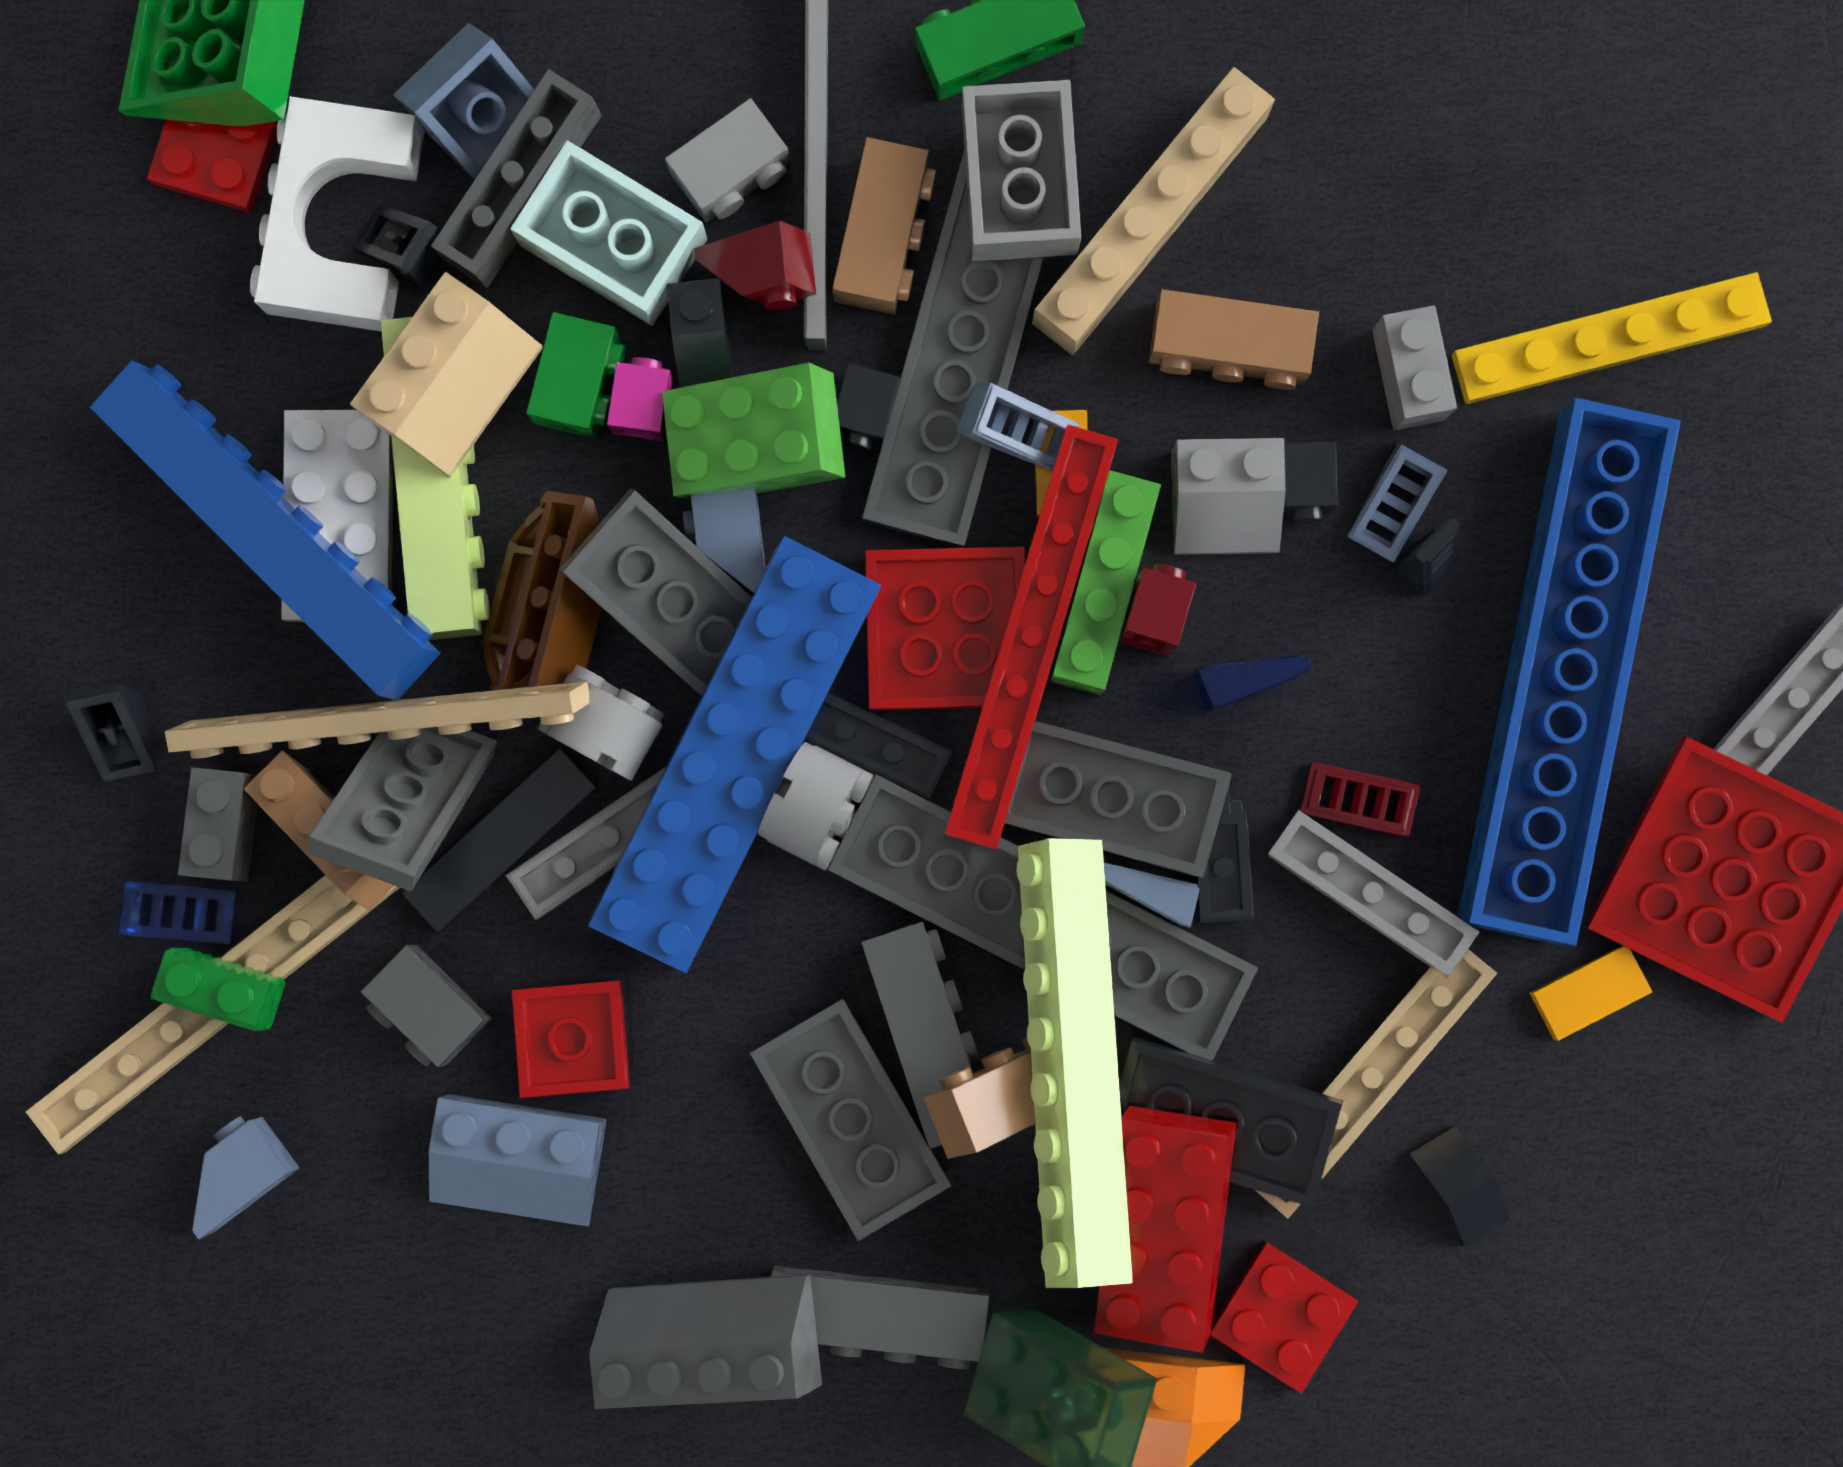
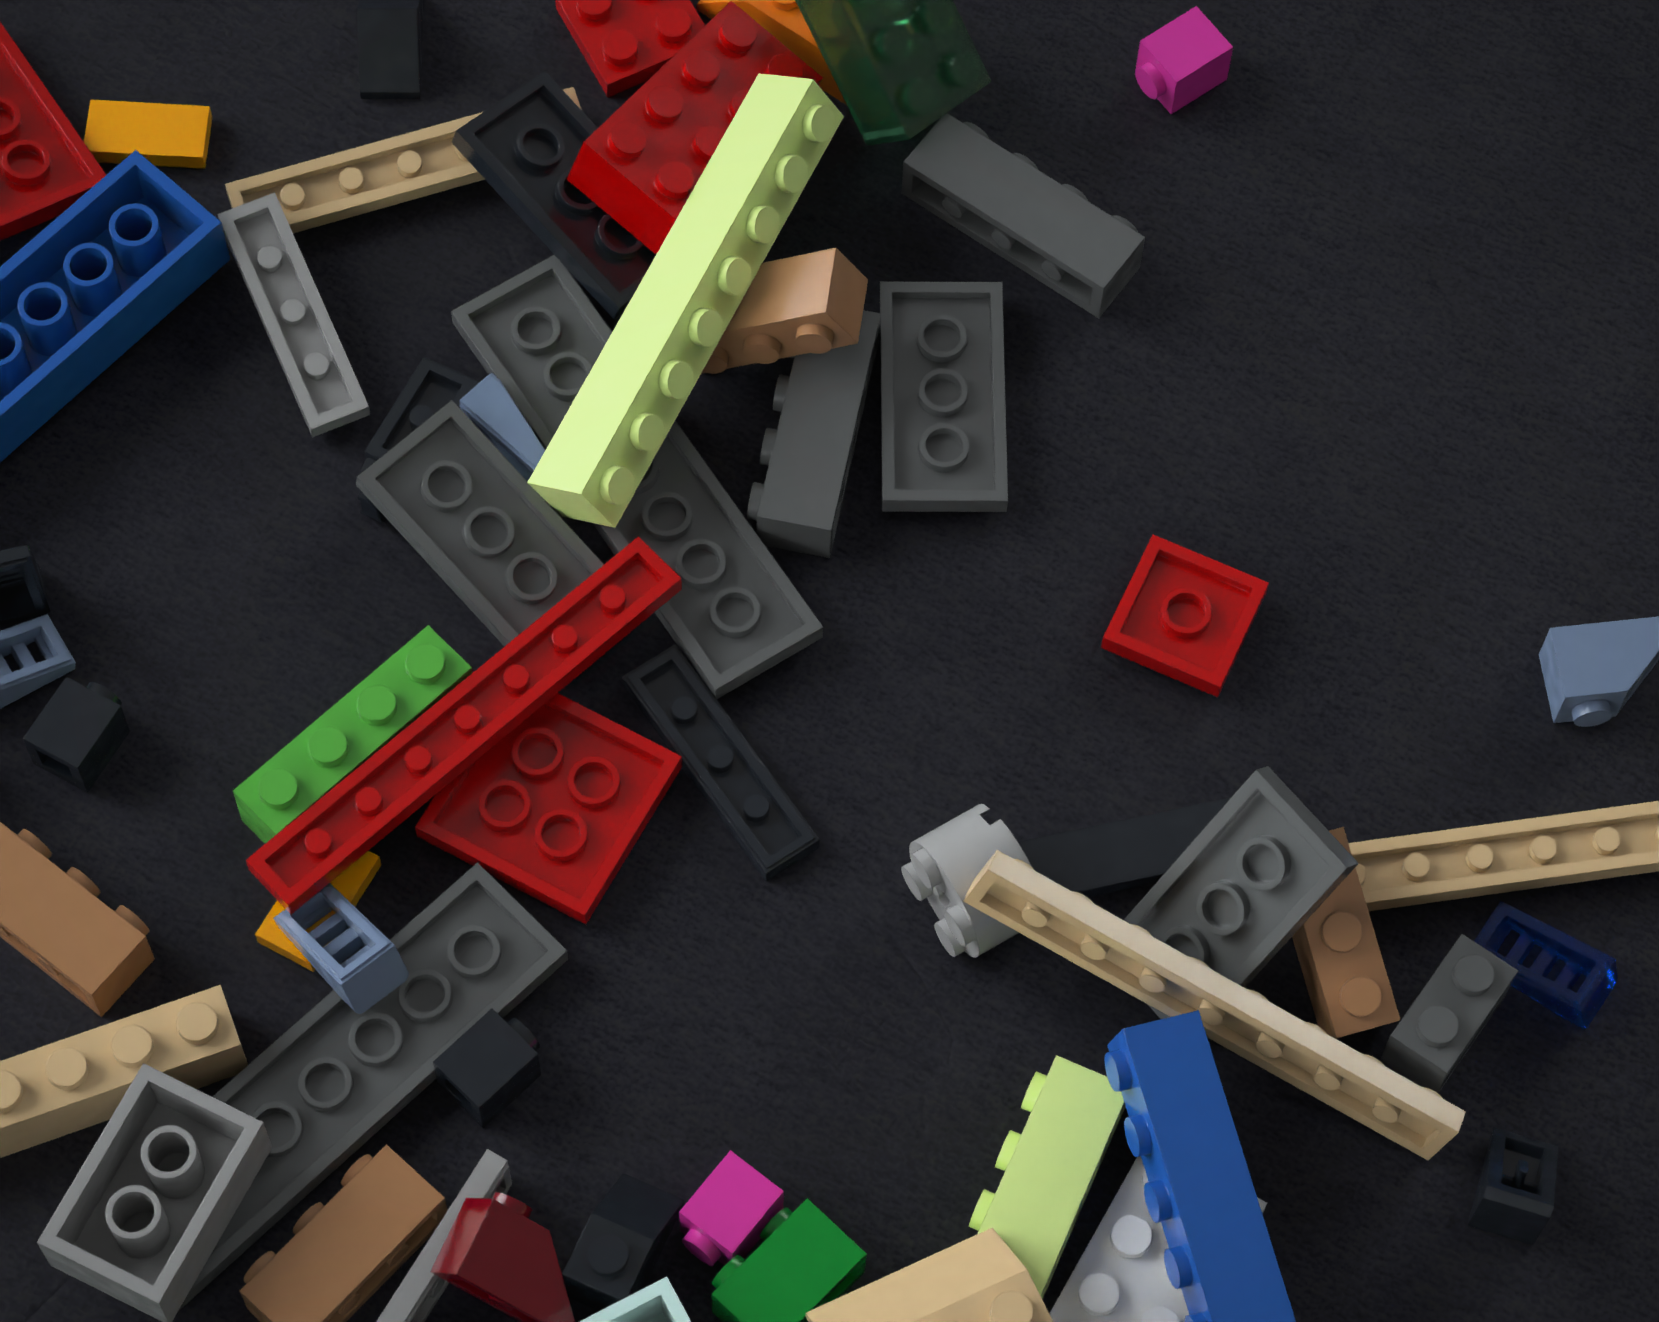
camera: 150 degrees left, 20 degrees down
(218, 989) = (1531, 833): green brick -> none
(424, 1007) = (1320, 722): dark grey brick -> none
(514, 1159) = (1300, 538): sand blue slope -> none
(538, 616) = (965, 1050): reddish brown wedge -> none
(581, 854) = (1035, 789): light grey tile -> none
(659, 588) = (822, 963): dark grey plate -> none
(706, 1343) = (1206, 257): dark grey slope -> none
(729, 534) = (720, 1013): sand blue slope -> none
(734, 754) = (846, 777): blue brick -> none
(754, 432) = (629, 1086): bright green brick -> none
(814, 805) = (797, 683): light grey brick -> none
(1157, 609) = (317, 667): dark red brick -> none
(1227, 496) = (166, 767): light grey slope -> none
(1236, 681) = (281, 577): clear blue slope -> none
(1405, 807) = (214, 384): dark red slope -> none

